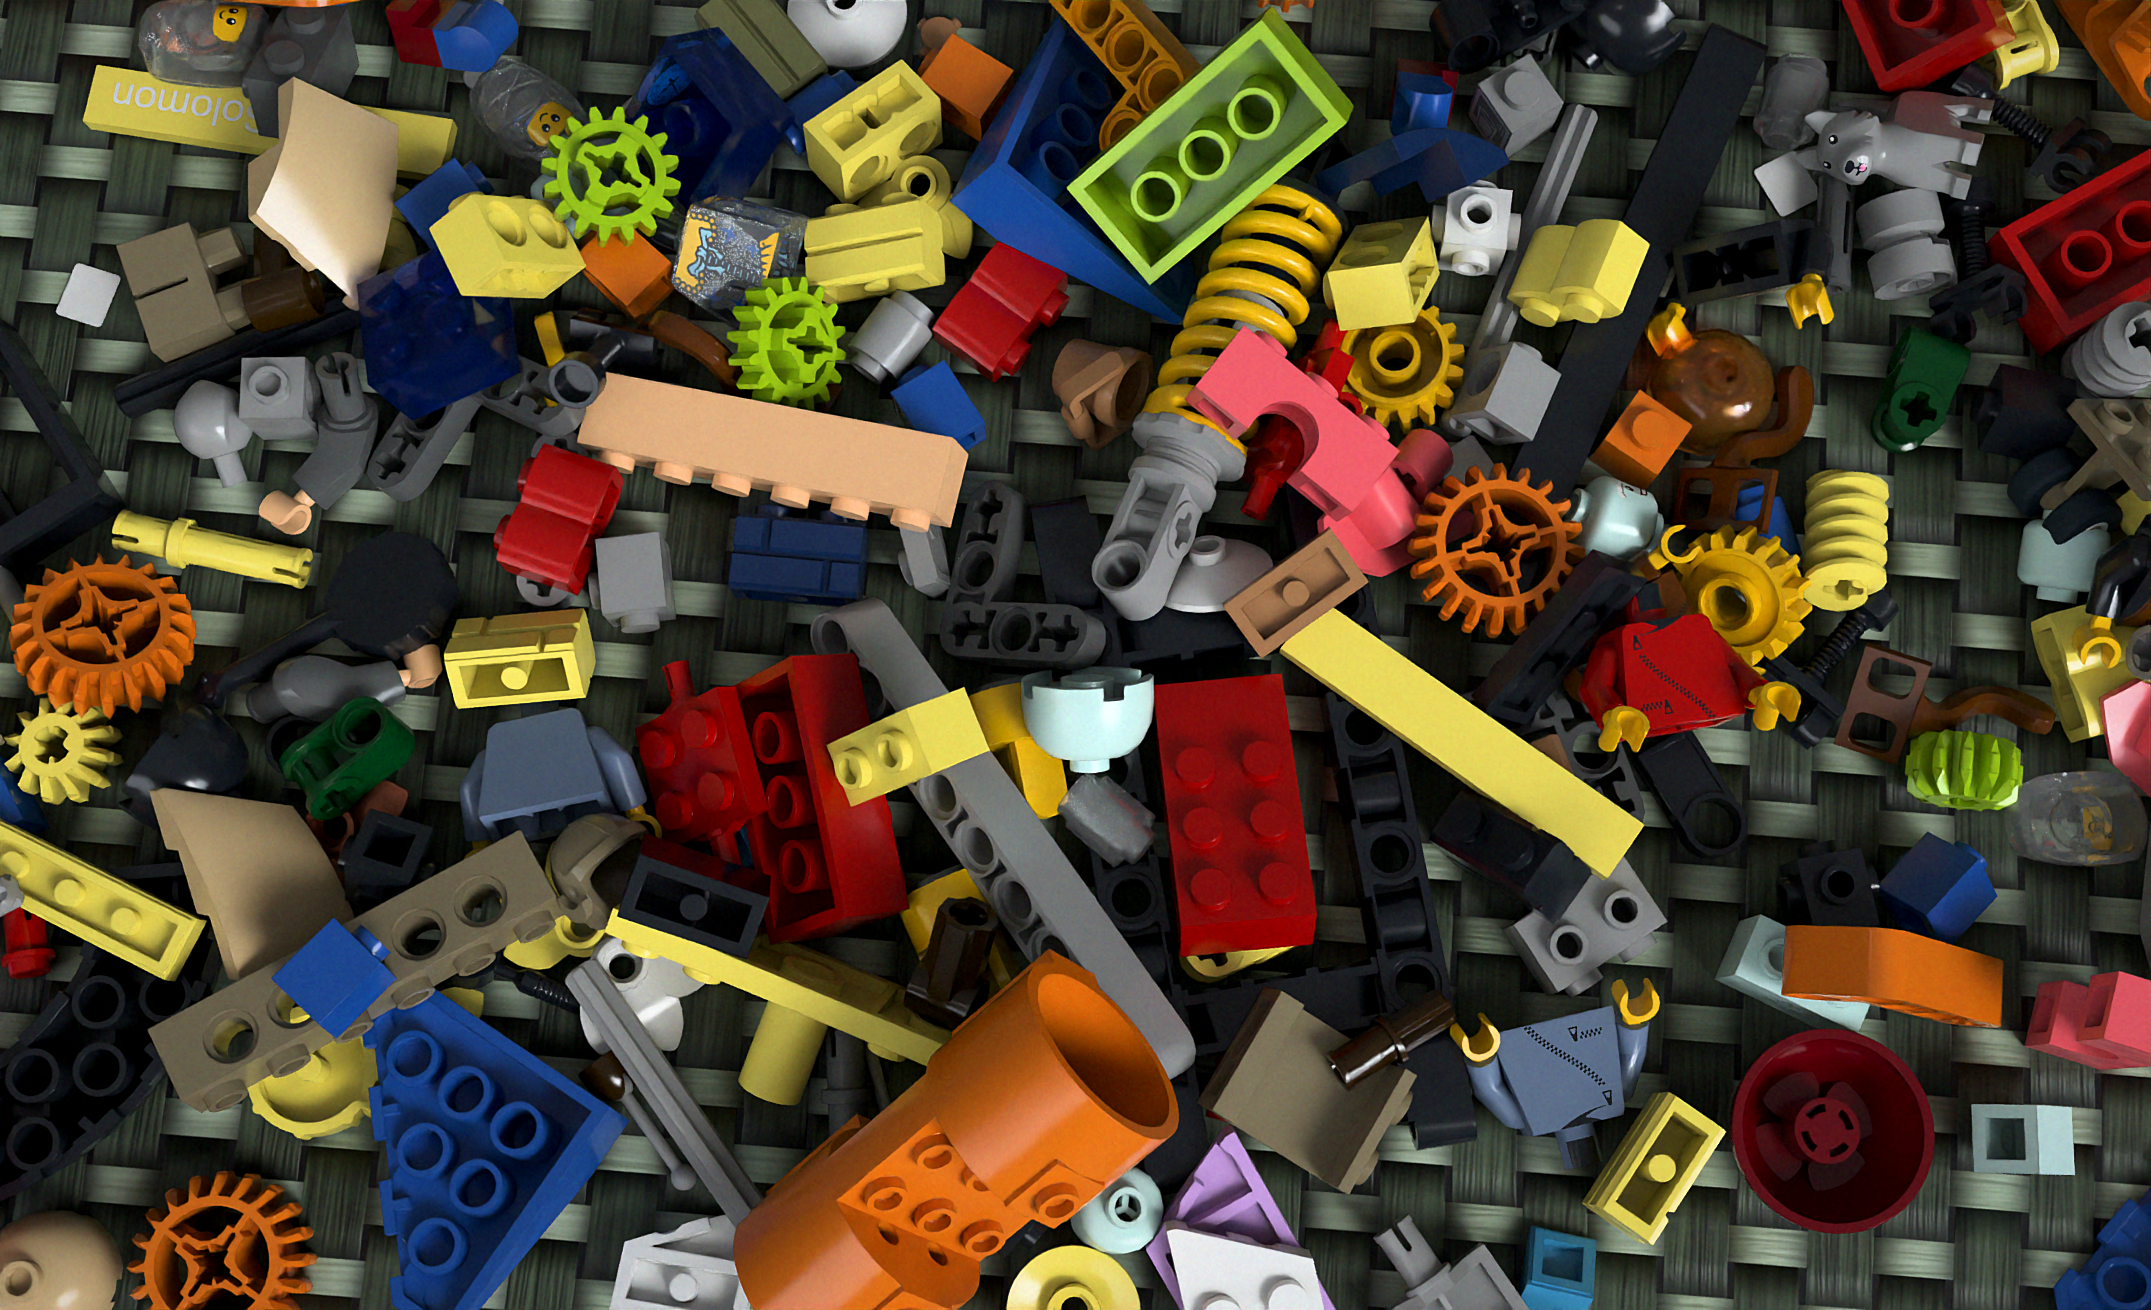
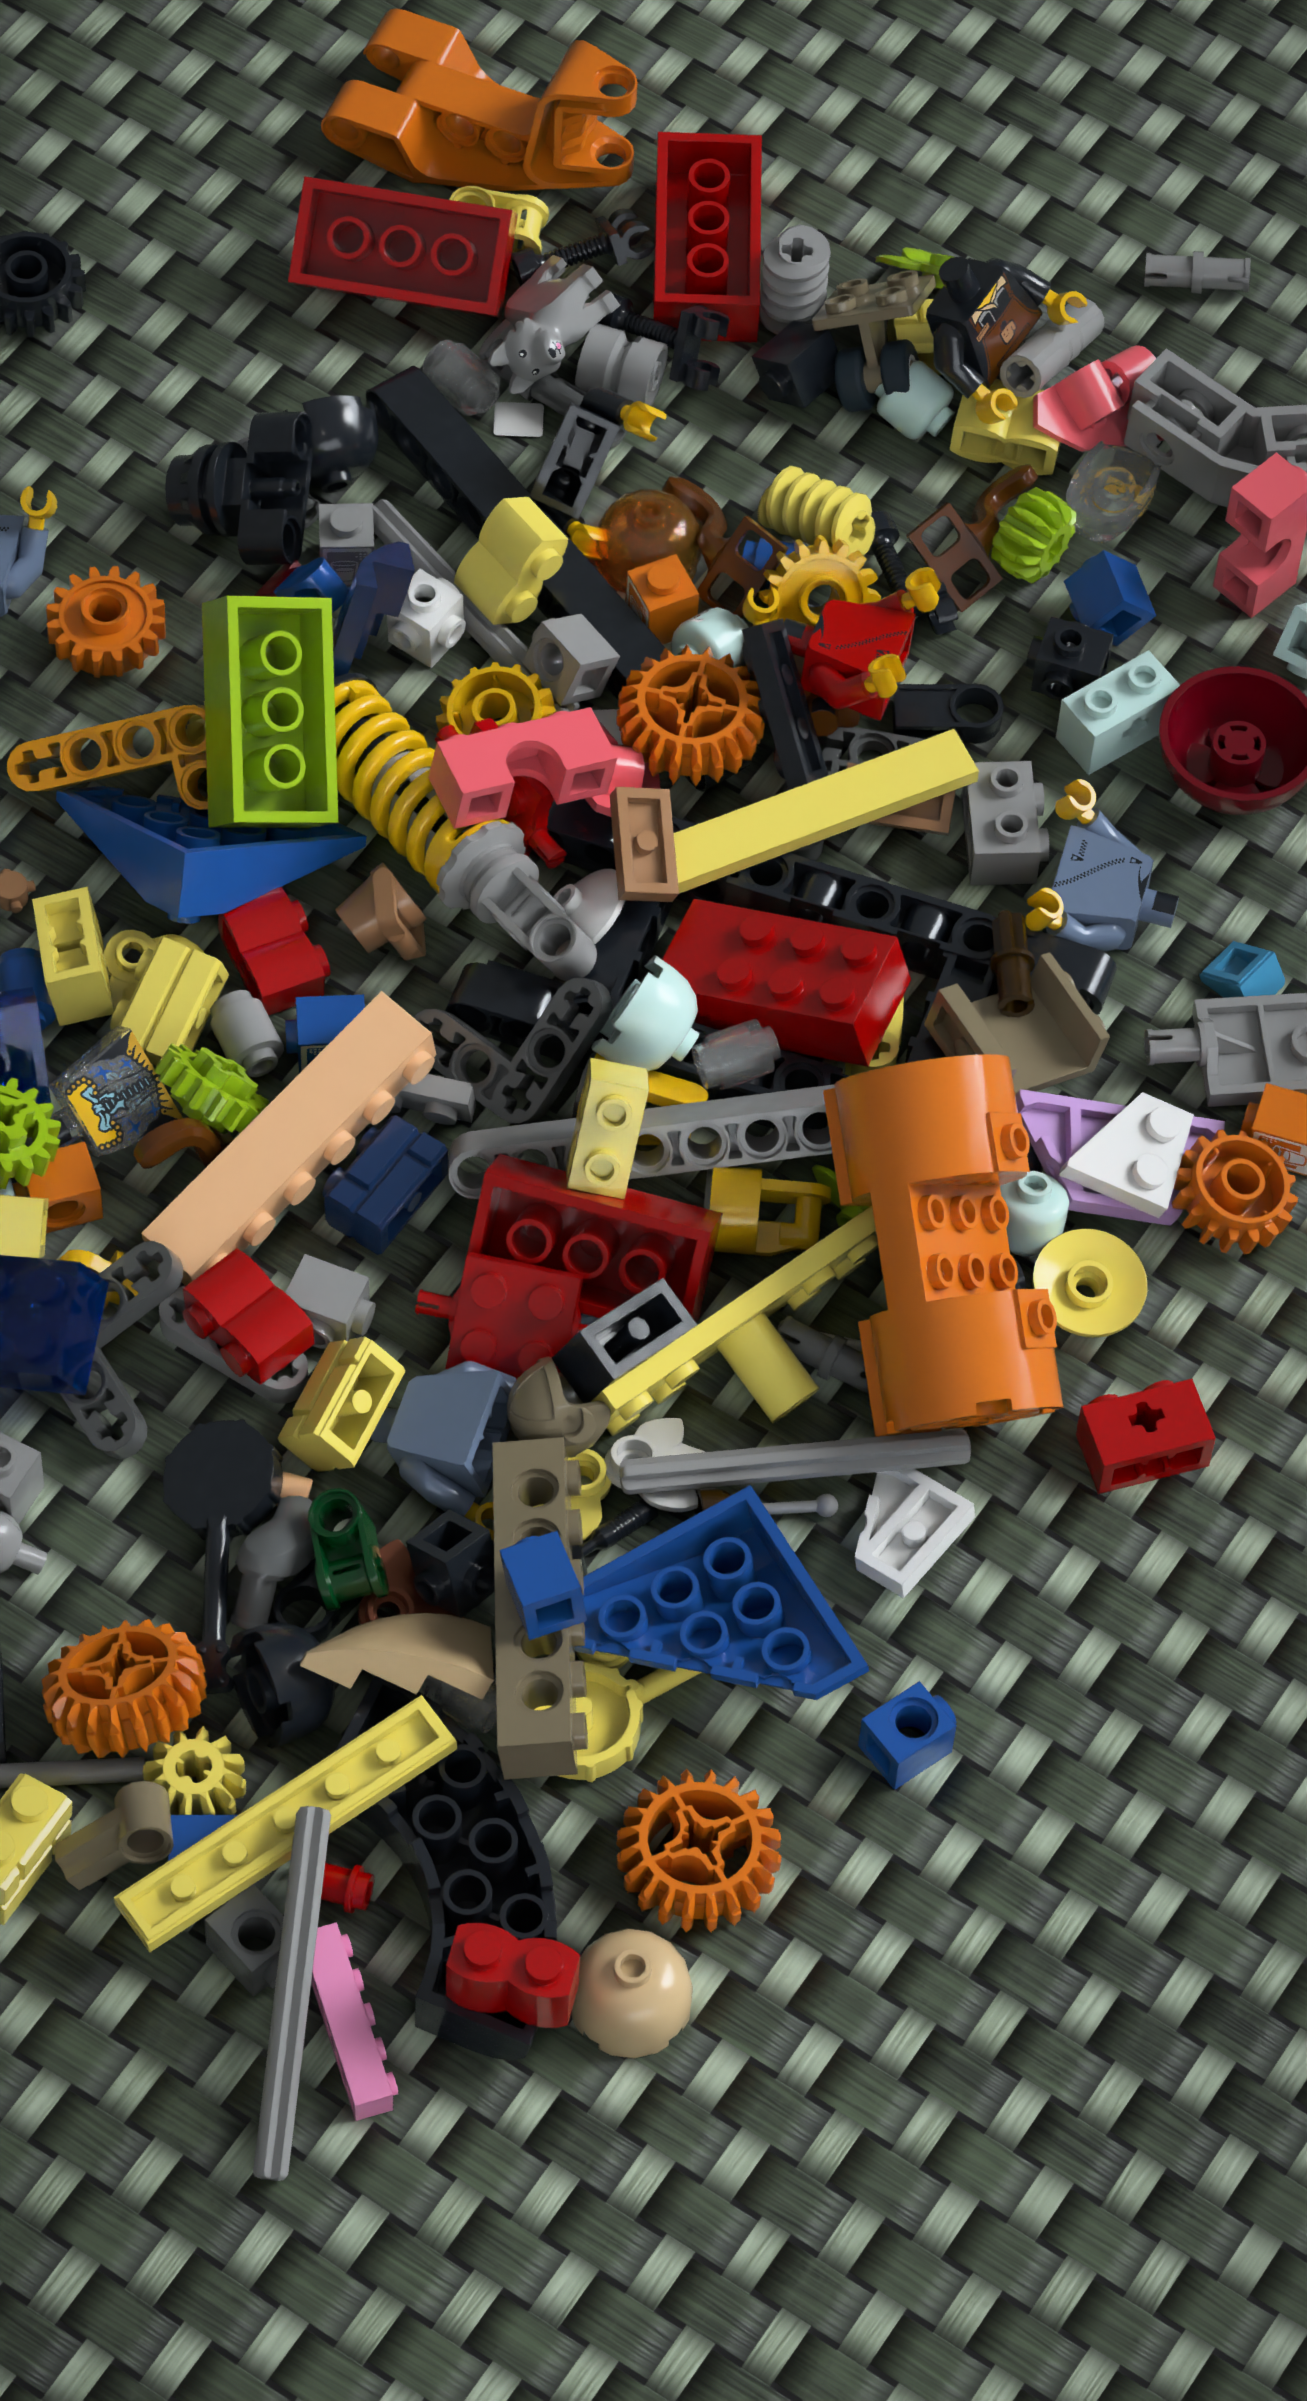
camera: 65 degrees left, 20 degrees down
(187, 544) = (75, 1613): light yellow pin -> none
(343, 451) = (67, 1461): dark grey arm -> none
(593, 347) = (131, 1213): black bar -> none
(950, 976) = (792, 1211): dark brown piece -> none
(968, 85) = (72, 869): orange brick -> none
(1382, 274) = (428, 679): light yellow brick -> none
(1510, 854) = (921, 827): black brick -> none
(1653, 1167) = (1202, 864): light yellow brick -> none
(1893, 973) = (1145, 631): orange beam -> none
(1918, 383) = (734, 420): dark green piece -> none

